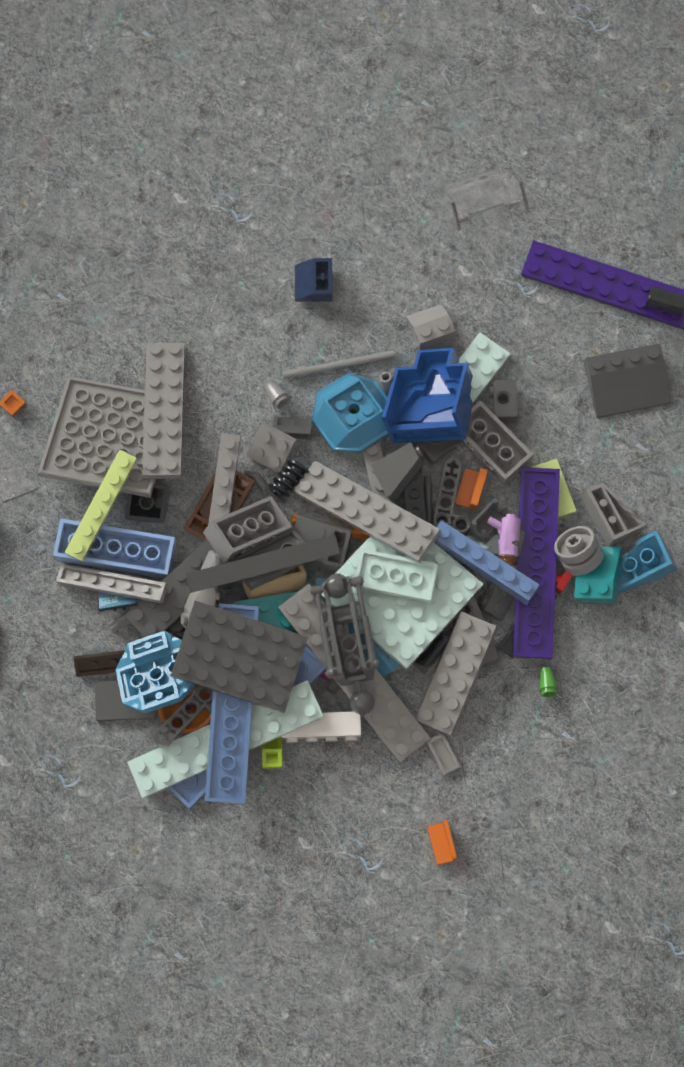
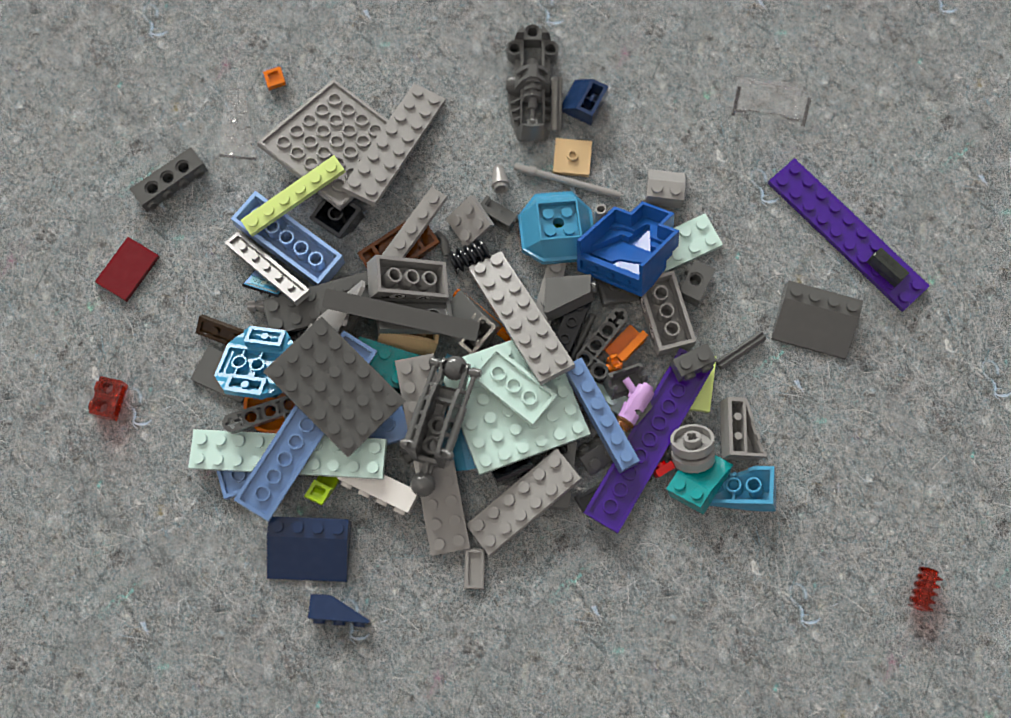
camera: 25 degrees right, 0 degrees up
(35, 774) = (113, 399): none -> clear red brick
(258, 289) = (531, 82): none -> dark grey piece
(289, 813) = (308, 548): none -> dark blue slope
(291, 297) = (556, 106): none -> dark grey axle
(331, 340) = (572, 157): none -> tan plate
(337, 853) = (331, 609): none -> dark blue slope
(442, 843) = (429, 649): orange panel -> none
(470, 511) = (613, 363): none -> orange plate
(540, 474) = (693, 362): none -> dark grey brick
(548, 685) = (602, 553): bright green cone -> none
(575, 442) = (740, 350): none -> dark grey axle

